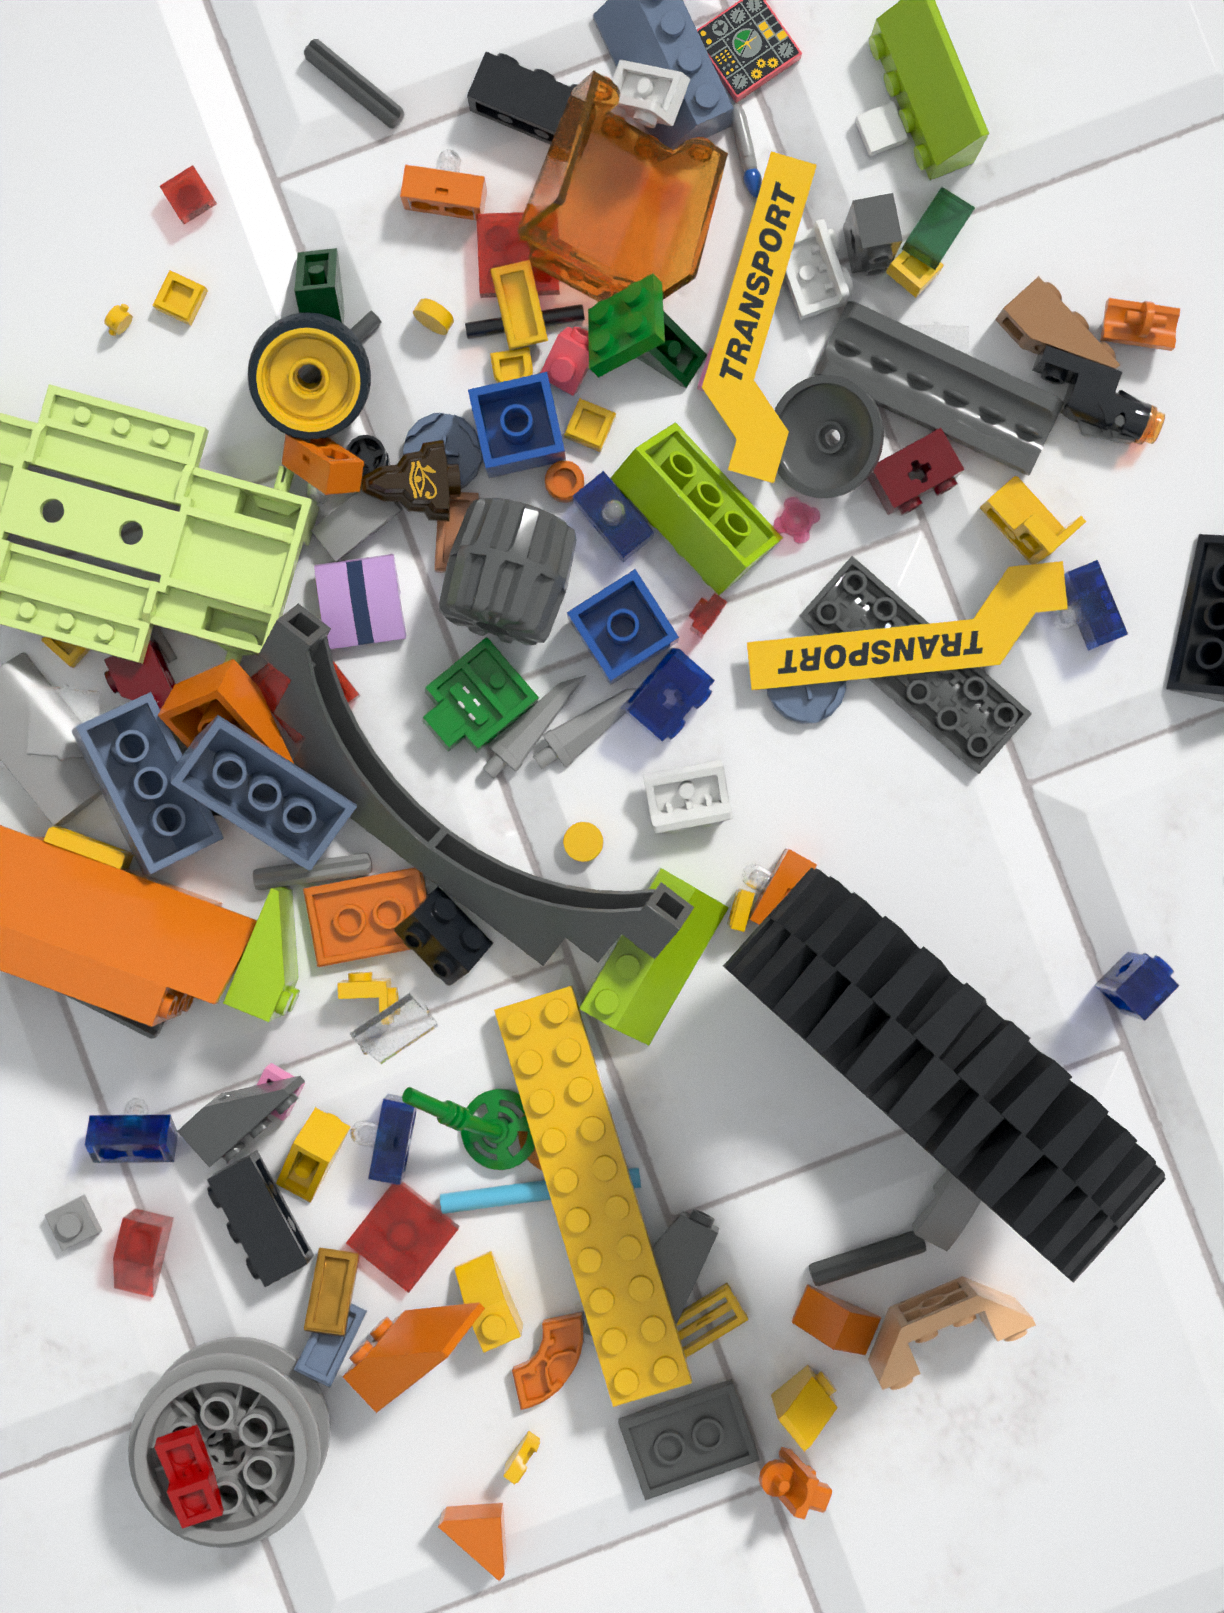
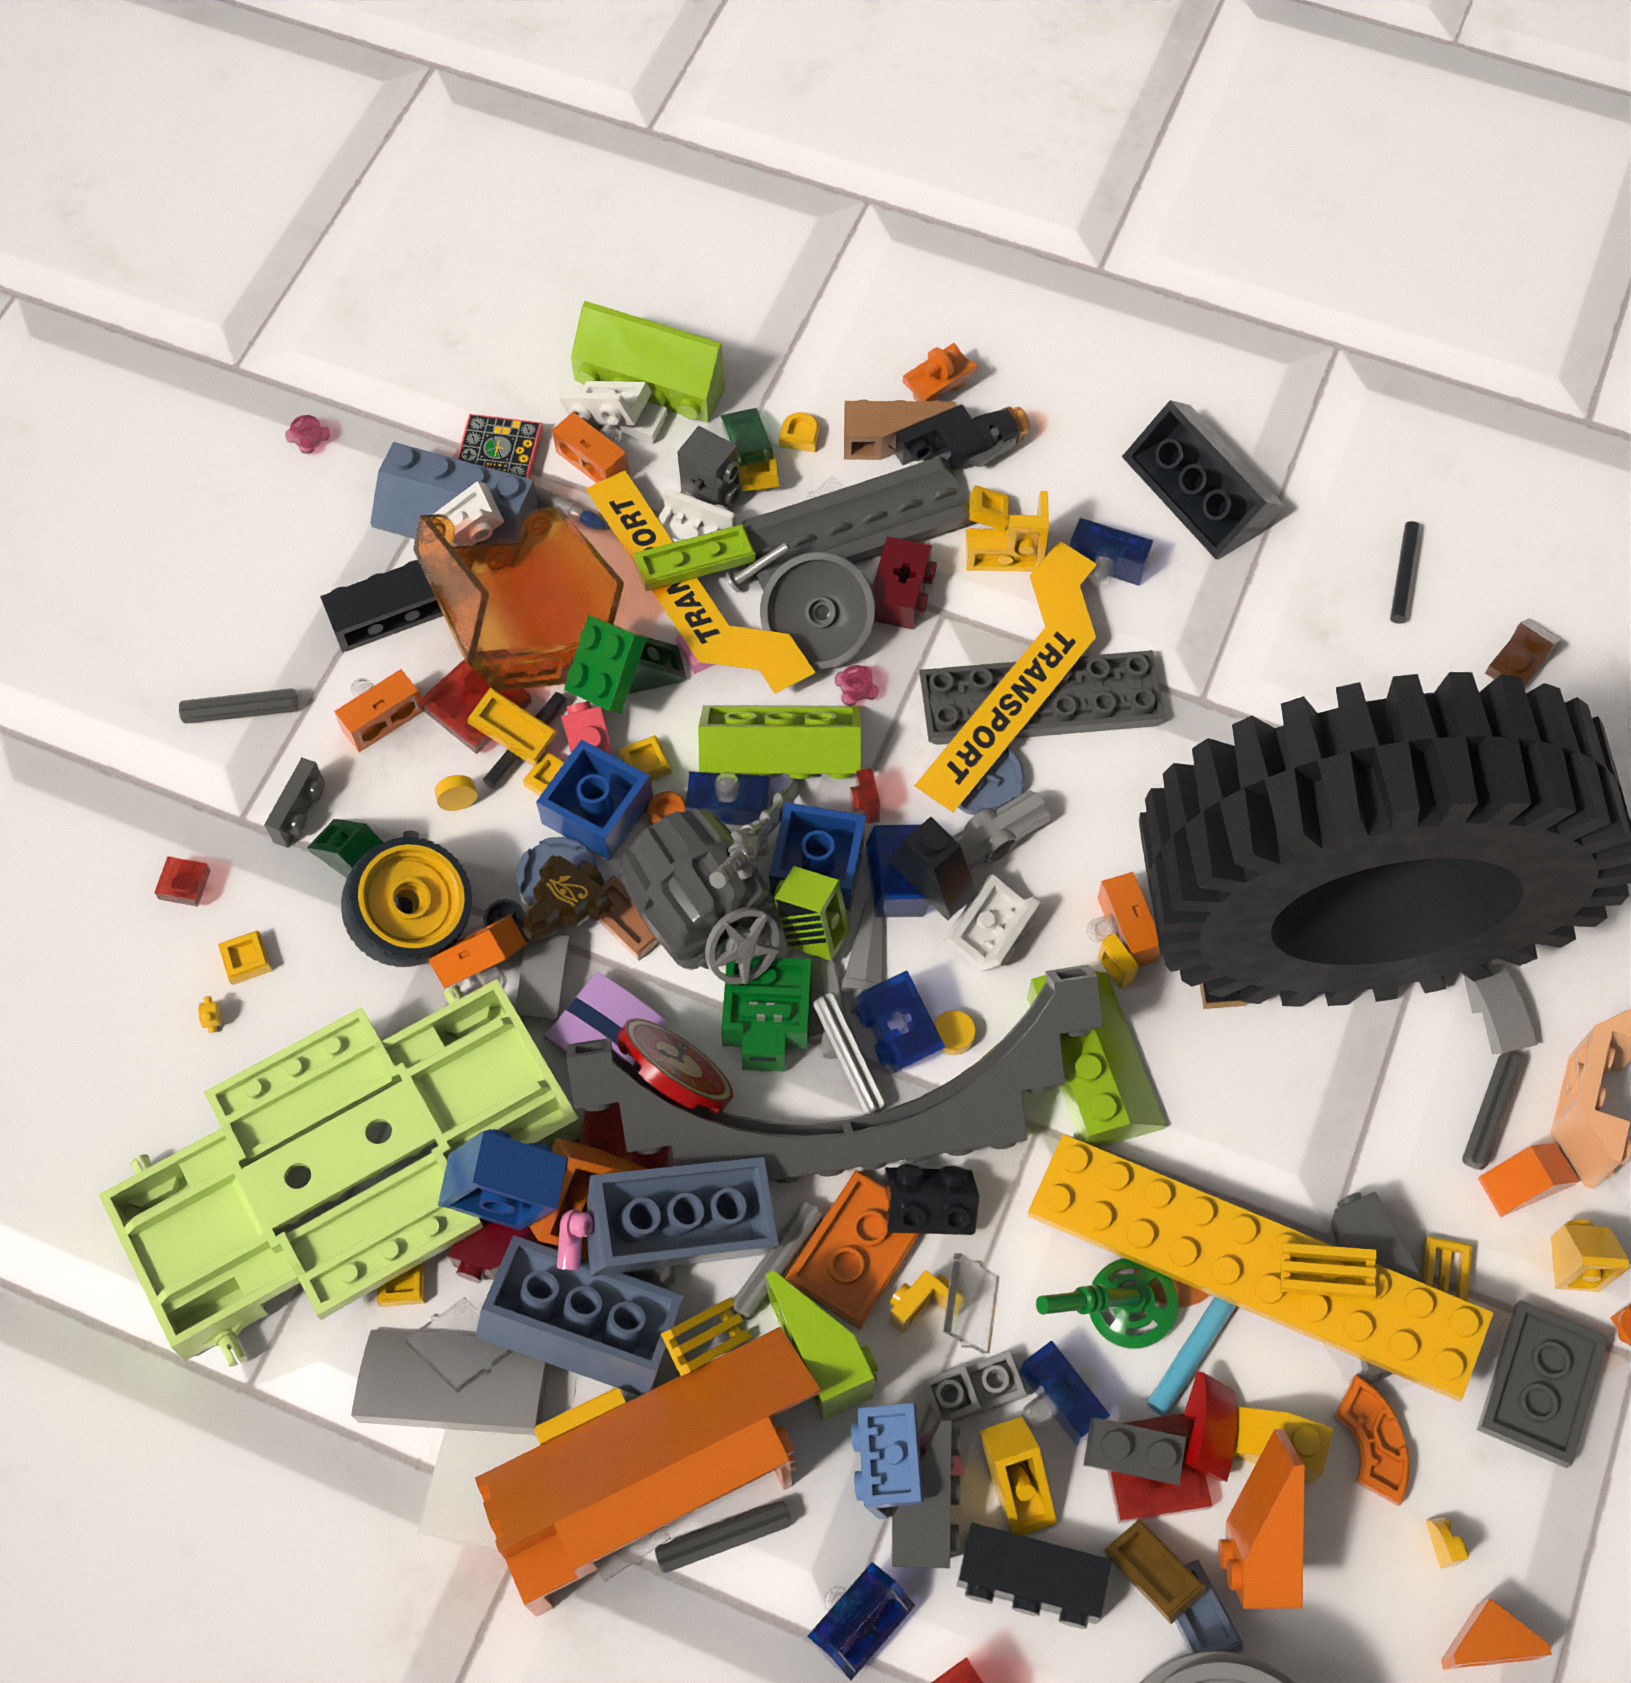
camera: 45 degrees left, 25 degrees down
(164, 656) = (503, 1179): none -> blue brick
(180, 735) = (572, 1228): none -> bright pink arm
(210, 892) = (729, 1323): none -> yellow tile
(231, 1074) = (889, 1458): none -> medium blue bracket
(328, 205) = (290, 810): none -> dark grey plate
(347, 1077) = (976, 1388): none -> light grey slope
(365, 683) = (674, 1065): none -> red tile
(390, 1220) = (1134, 1451): none -> dark grey plate
(467, 1247) = (1215, 1427): none -> red slope
(491, 648) = (742, 945): none -> light grey wheel
(496, 787) = (850, 1053): none -> light grey axle
(544, 825) = (901, 1000): none -> clear blue brick
(568, 667) = (812, 913): none -> lime brick
(573, 582) = (752, 839): none -> light grey sword
(599, 1224) = (1365, 1256): none -> yellow tile
(682, 726) = (935, 868): none -> black slope
(759, 732) = (995, 833): none -> light grey piece
(785, 297) = (694, 557): none -> lime tile
(801, 344) = (735, 580): none -> light grey pin
(813, 119) = (590, 449): none -> orange piece
(864, 89) = (608, 402): none -> white bracket
(986, 262) = (799, 432): none -> yellow tile
(1048, 477) = (989, 507): none -> yellow tile

